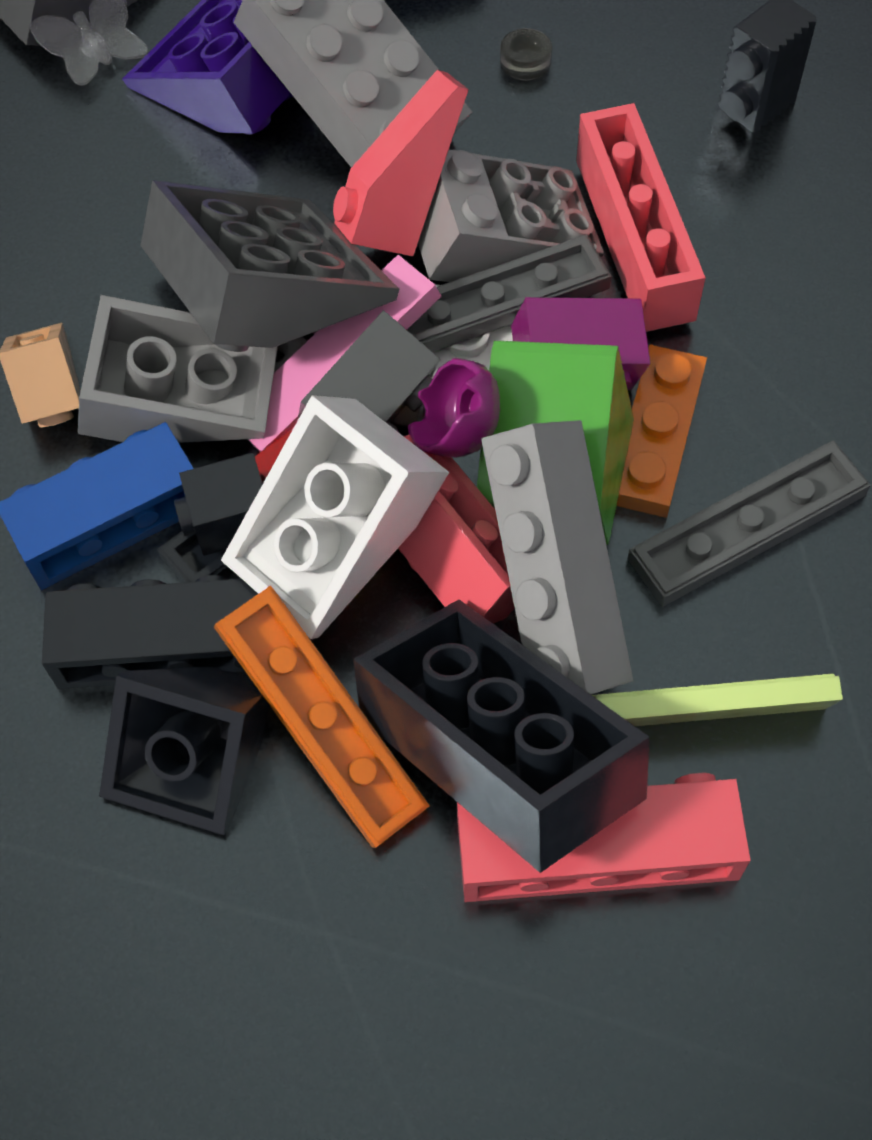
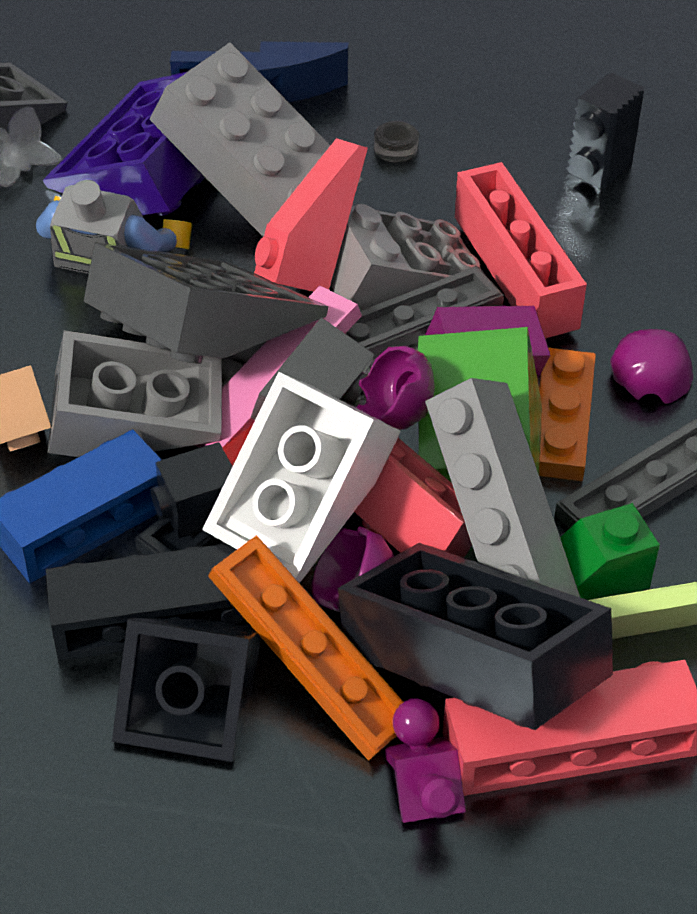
camera: 10 degrees left, 15 degrees down
(172, 150) = (92, 216): none -> torso
(381, 611) = (345, 559): none -> magenta hair
(426, 871) = (424, 766): none -> magenta piece
(674, 627) = (611, 553): none -> green slope
(771, 378) = (653, 364): none -> magenta hair

